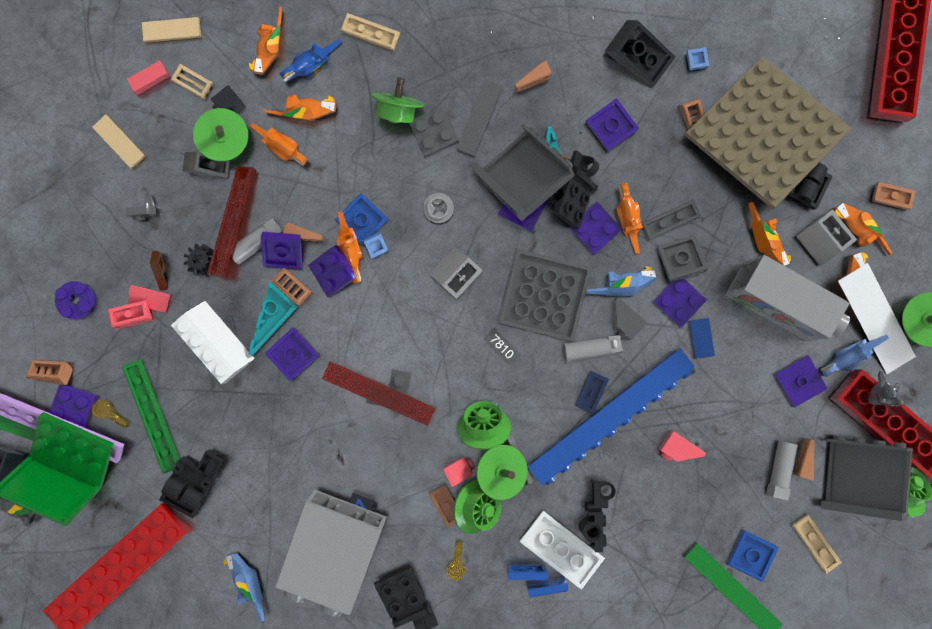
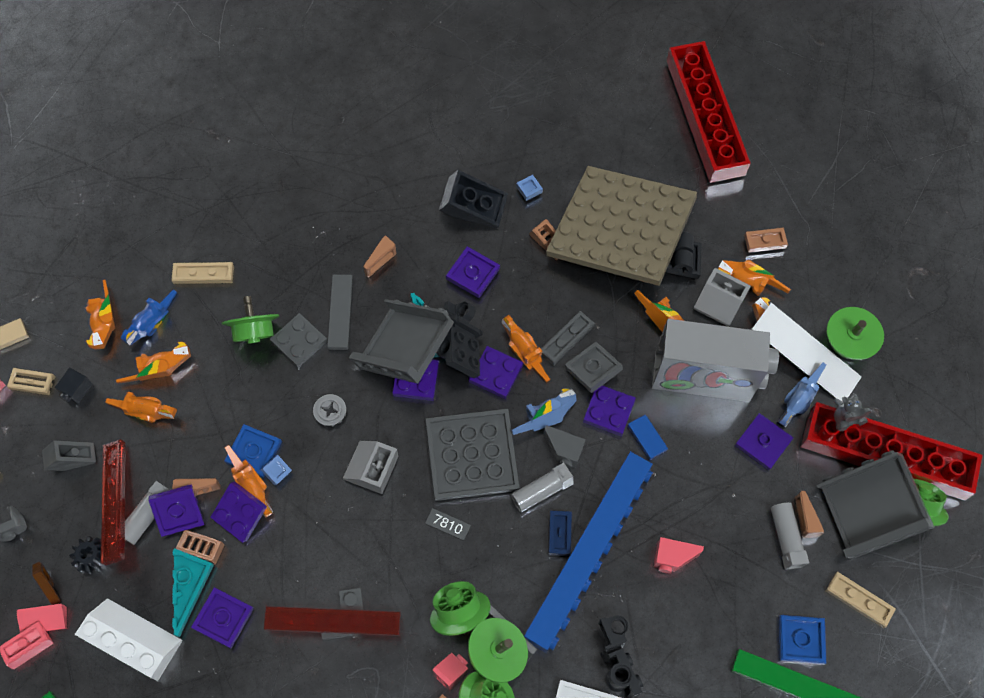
camera: 25 degrees left, 20 degrees down
(220, 134) = (75, 417): bright green piece -> none

